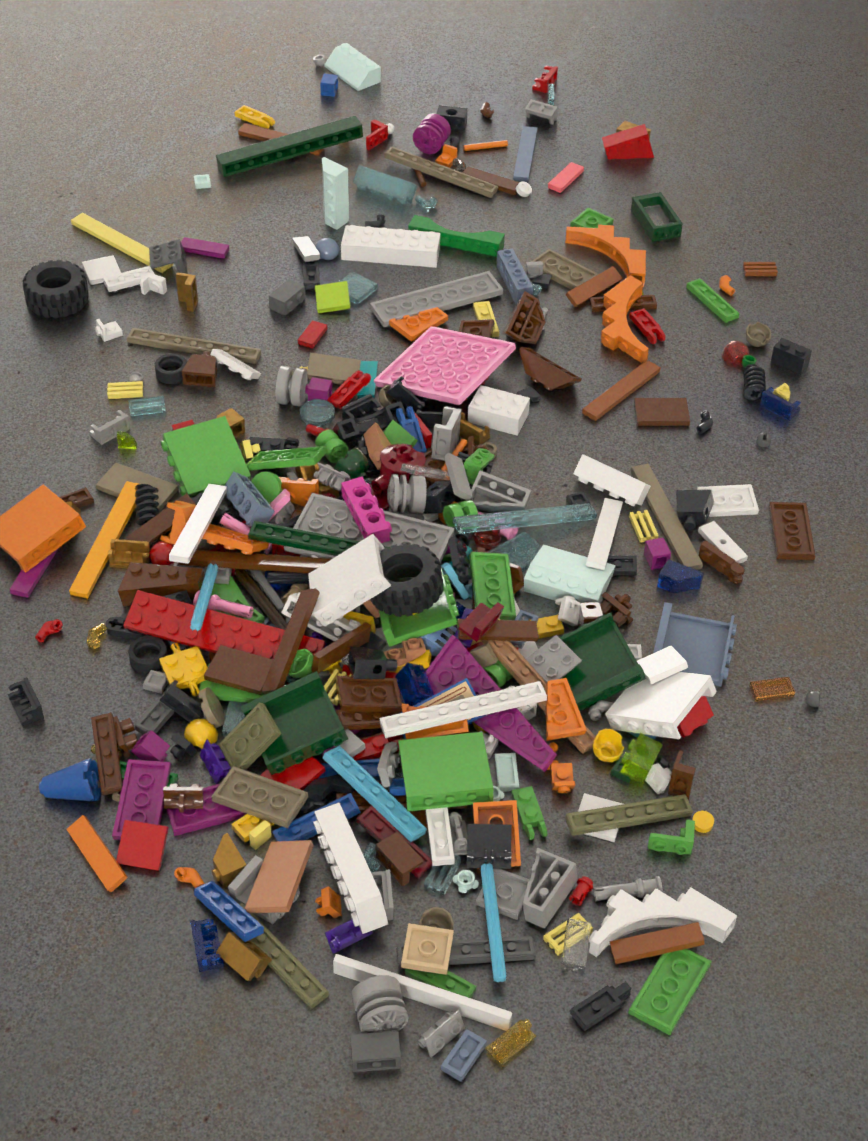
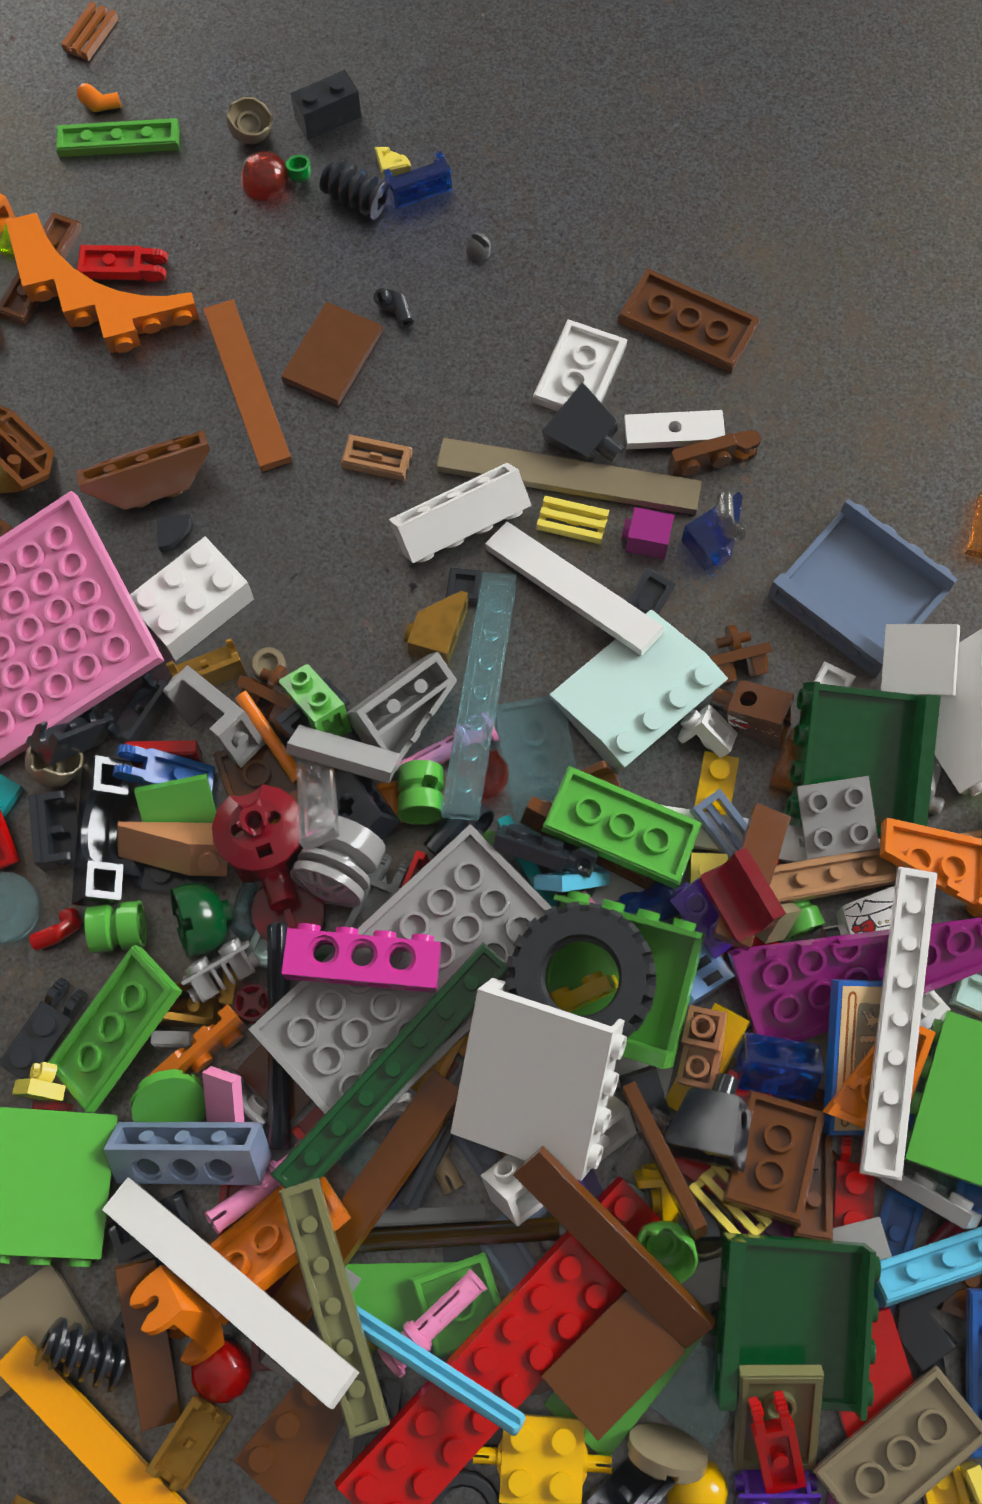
camera: 60 degrees left, 25 degrees up
(210, 558) = (334, 1302): none -> olive tile
(237, 736) = (777, 1447): none -> red hinge
(548, 495) = (437, 627): none -> pearl gold slope
(618, 456) = (374, 462): none -> medium nougat tile
(678, 572) = (725, 516): none -> clear smoke arm

